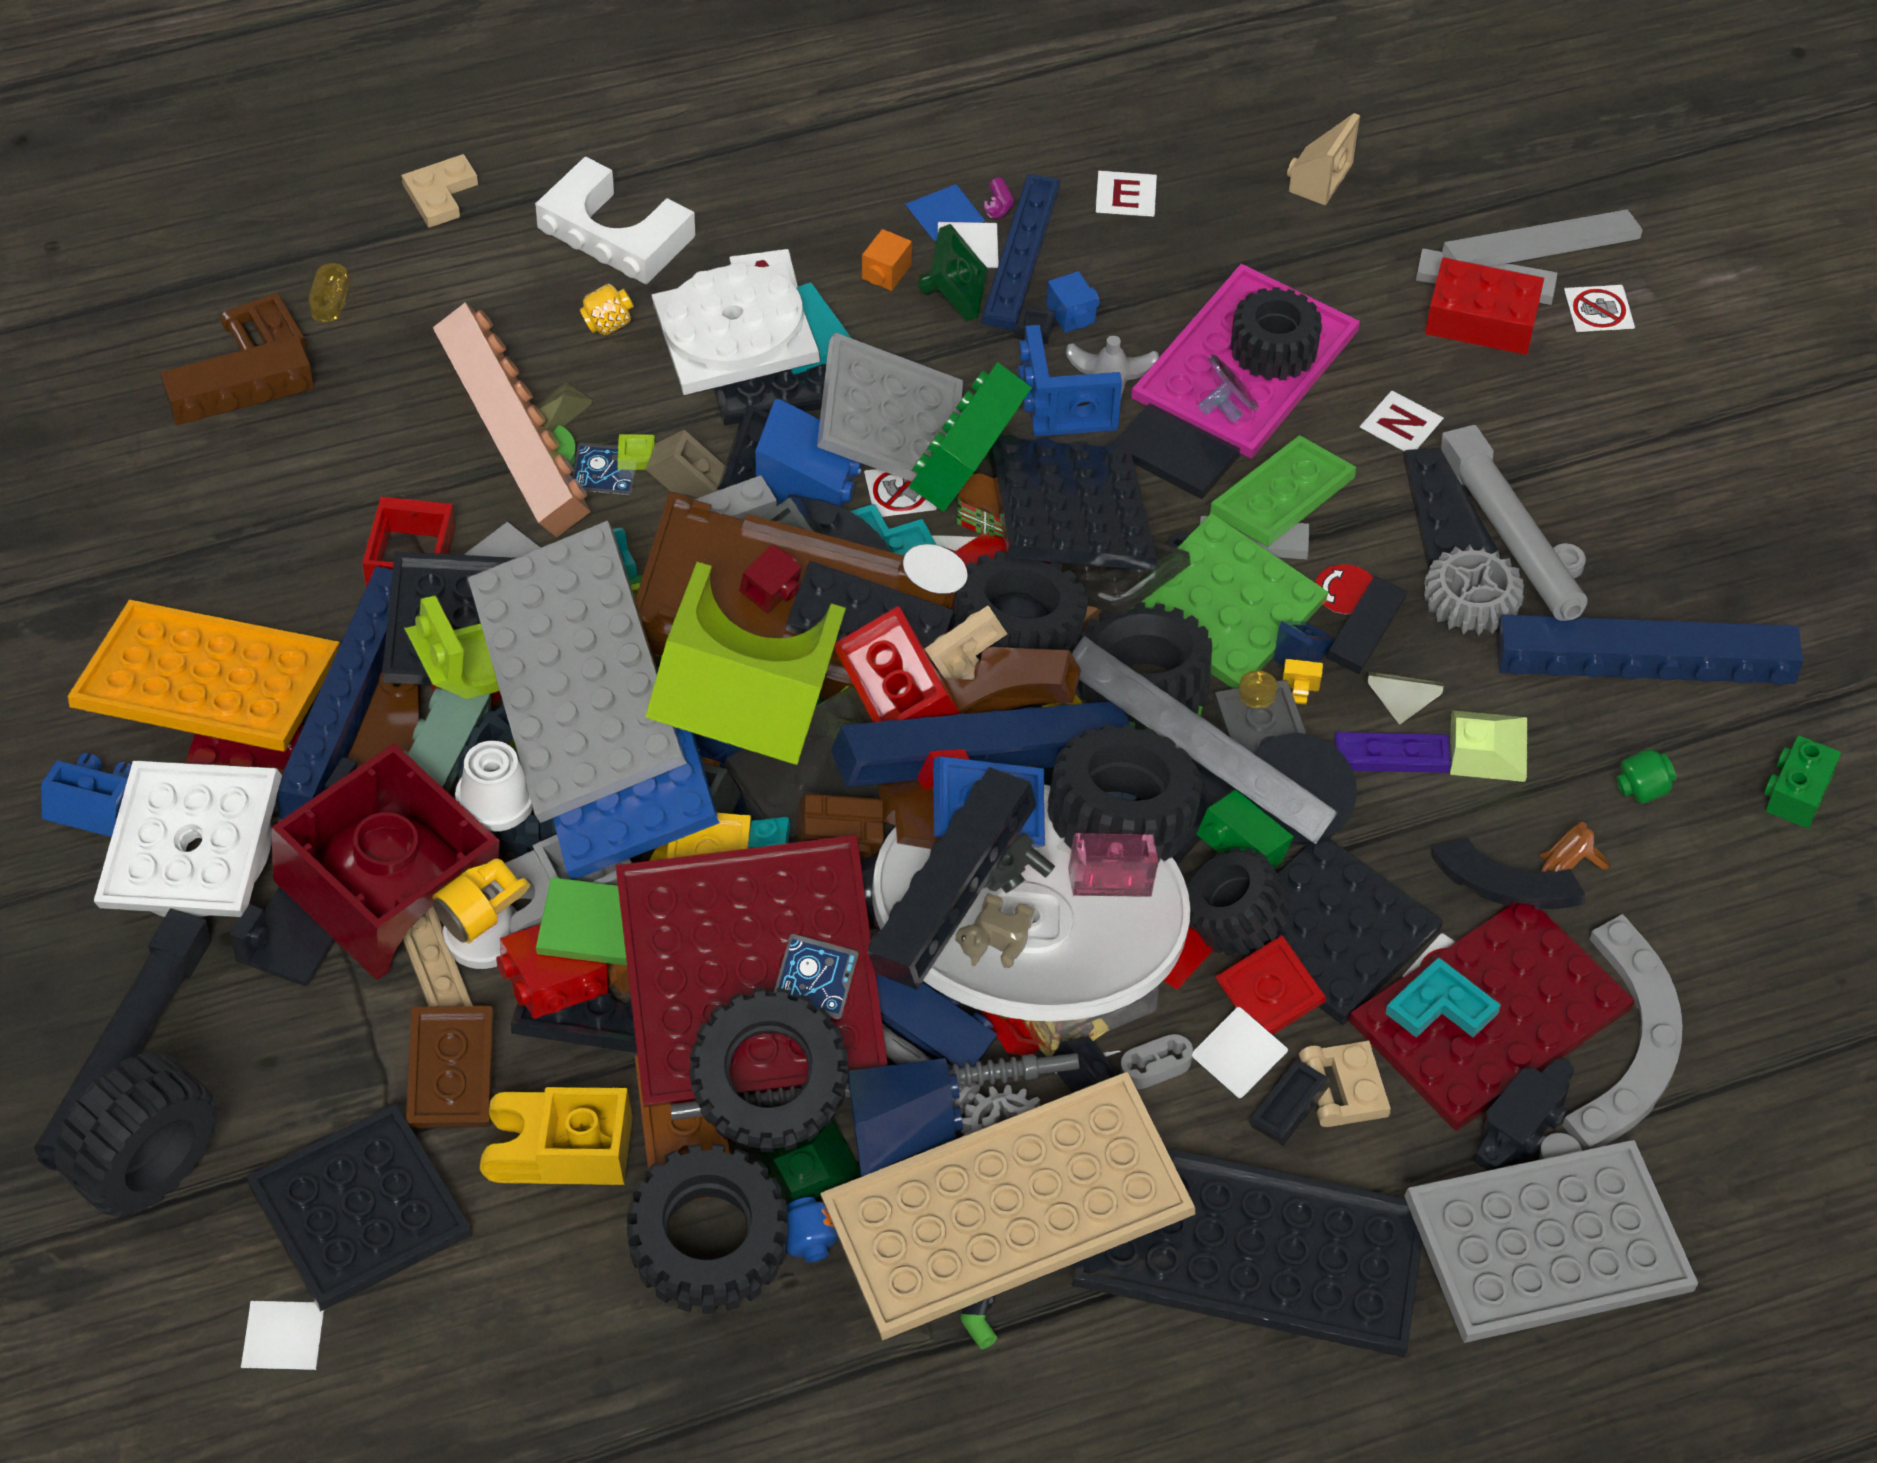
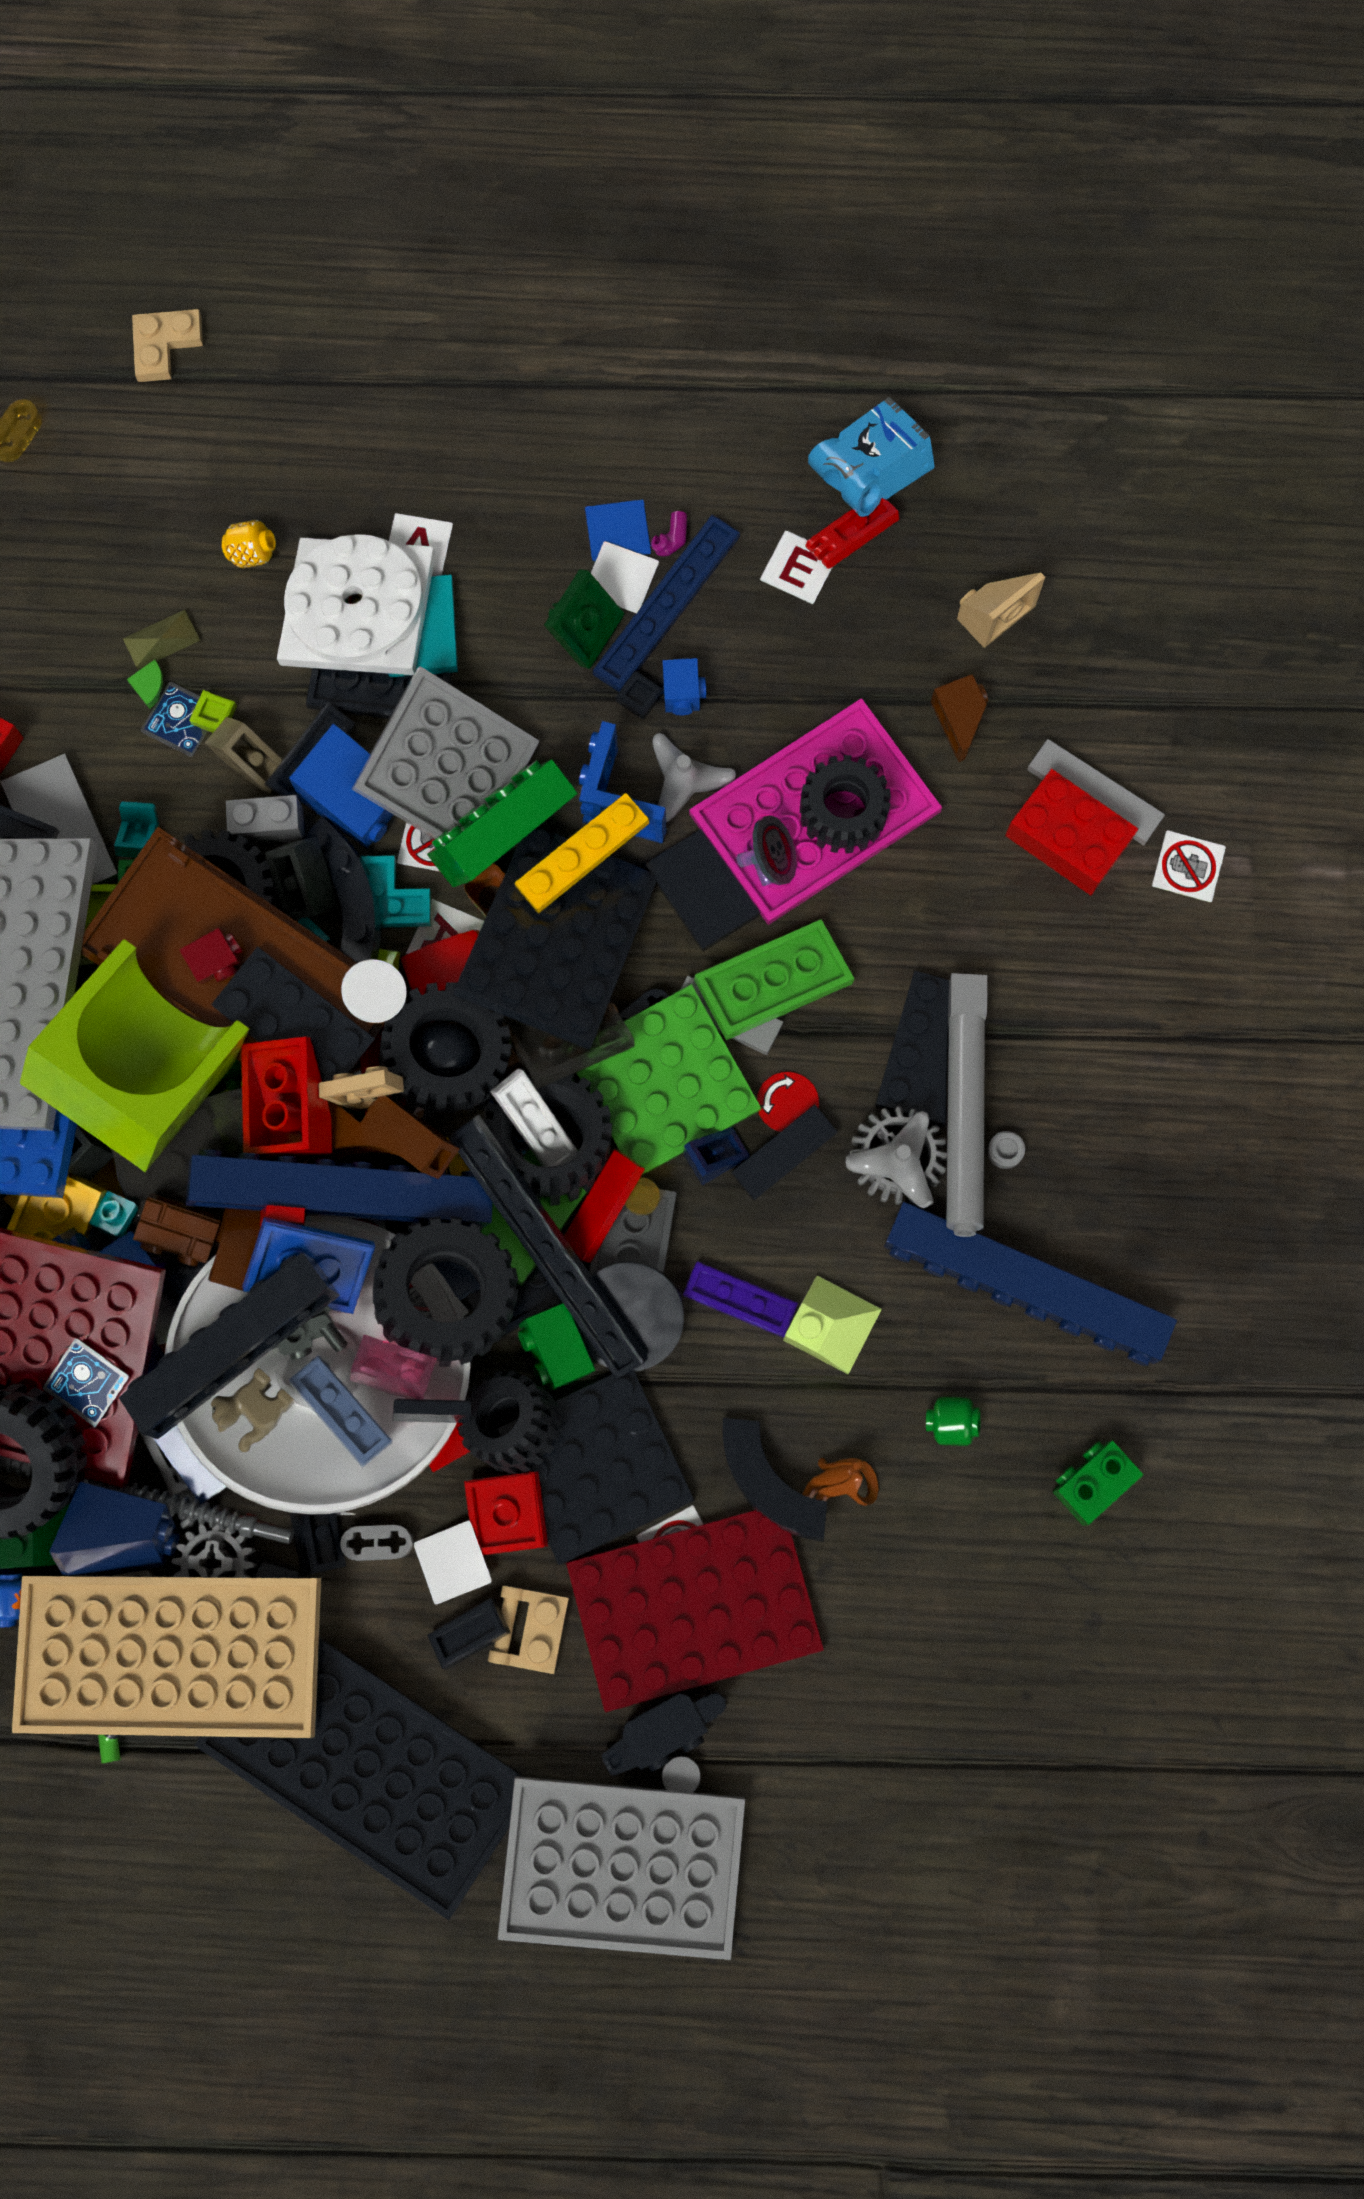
camera: 25 degrees right, 25 degrees up
(512, 420) = (109, 642): brick -> none
(634, 250) = (309, 481): white arch -> none
(886, 259) = (530, 574): orange brick -> none
(1063, 425) = (582, 853): none -> yellow plate
(1081, 921) = (340, 1411): none -> sand blue tile
(1122, 640) = (534, 1120): none -> white tile
(1153, 86) = (874, 457): none -> dark azure piece
(1162, 148) = (850, 533): none -> red hinge
(1165, 893) = (431, 1410): none -> black tile
(1229, 692) = (603, 1205): none -> red tile
(1302, 677) = (691, 1194): yellow tile -> none
(1334, 251) = (960, 711): none -> reddish brown slope
(1401, 422) = (931, 931): white sticker -> none
(1404, 694) = (780, 1239): slope -> none
(1443, 992) = (645, 1586): teal plate -> none
(1481, 579) = (899, 1161): none -> light grey piece
(1545, 239) = (1169, 772): light grey tile -> none
(1658, 1039) = (826, 1698): light grey plate -> none

